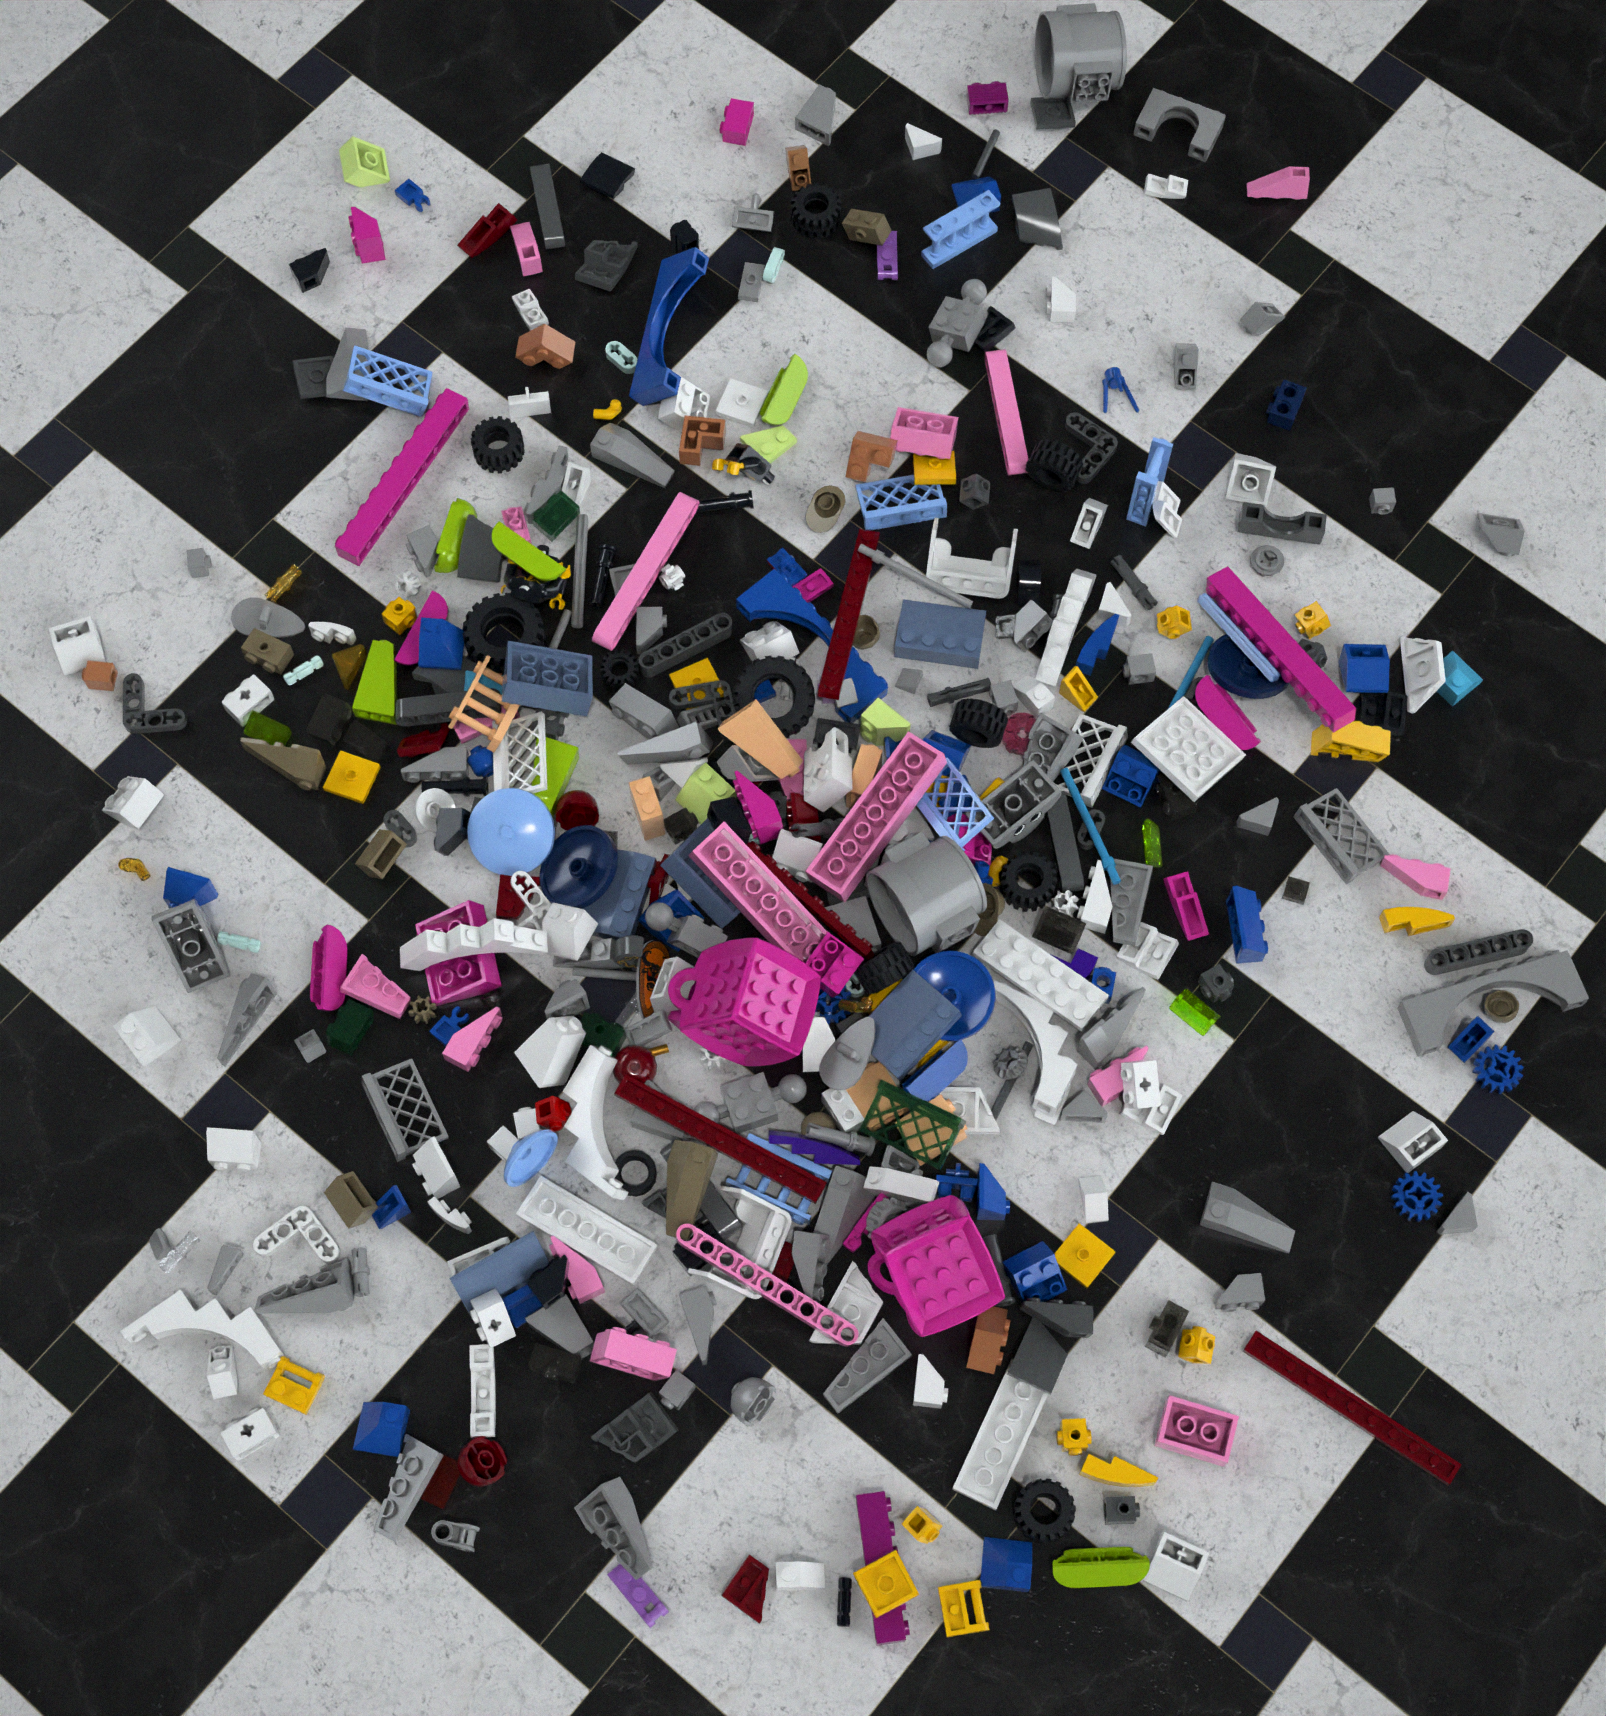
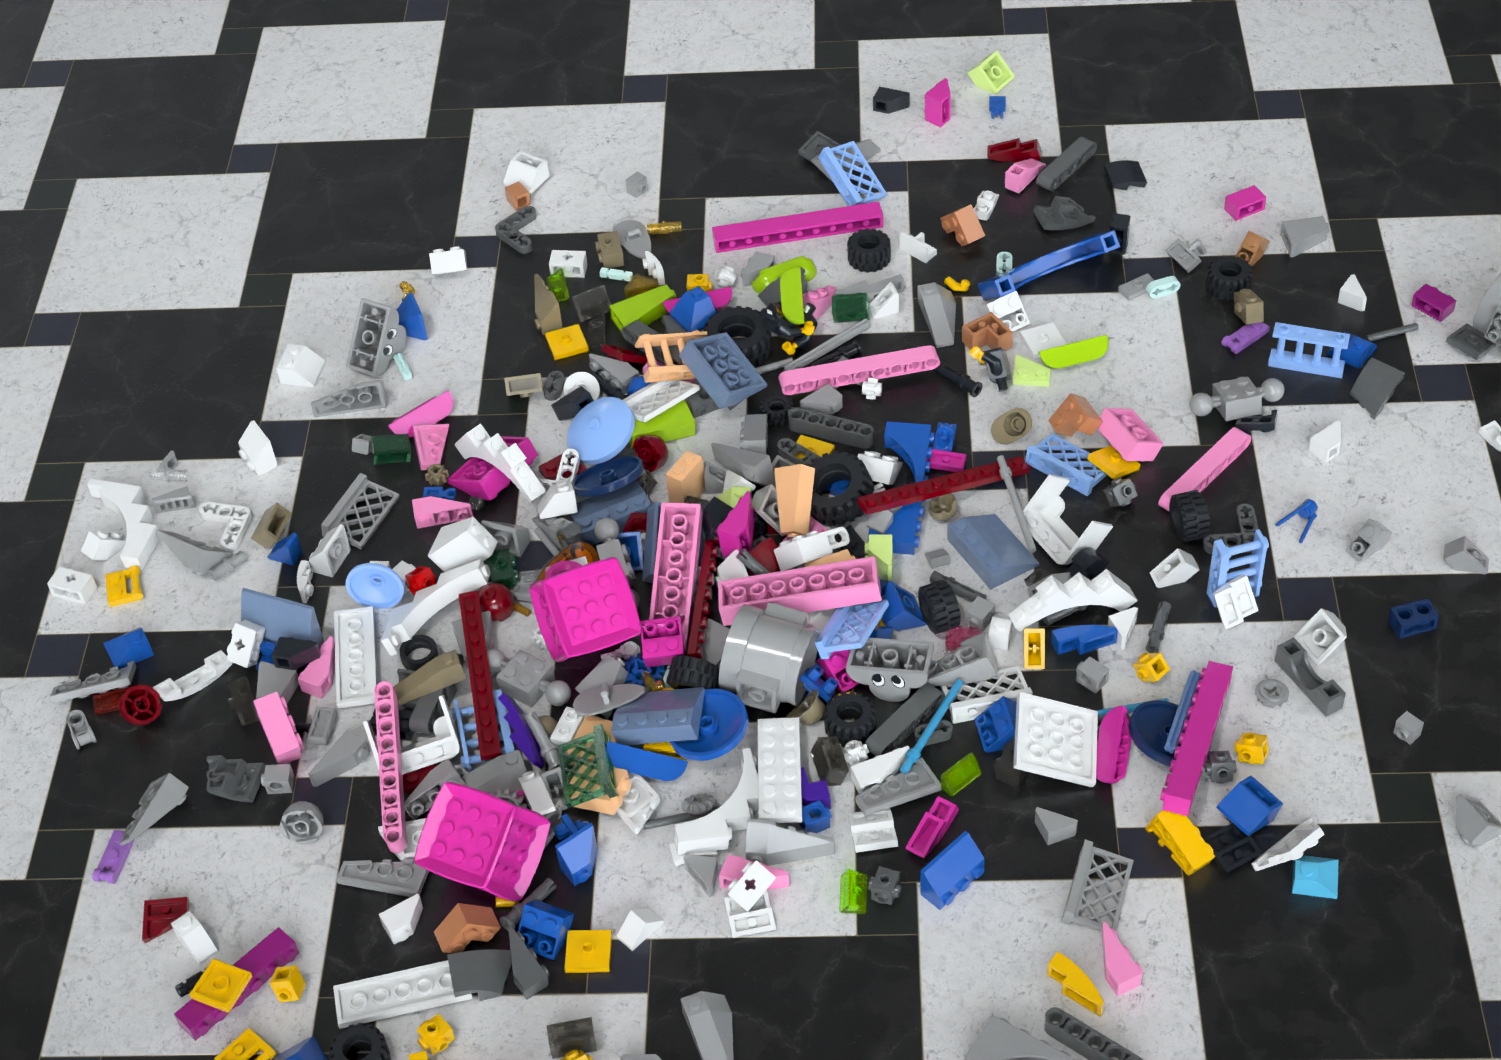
camera: 55 degrees right, 20 degrees down
(1295, 890) = (1019, 891): clear smoke plate -> none

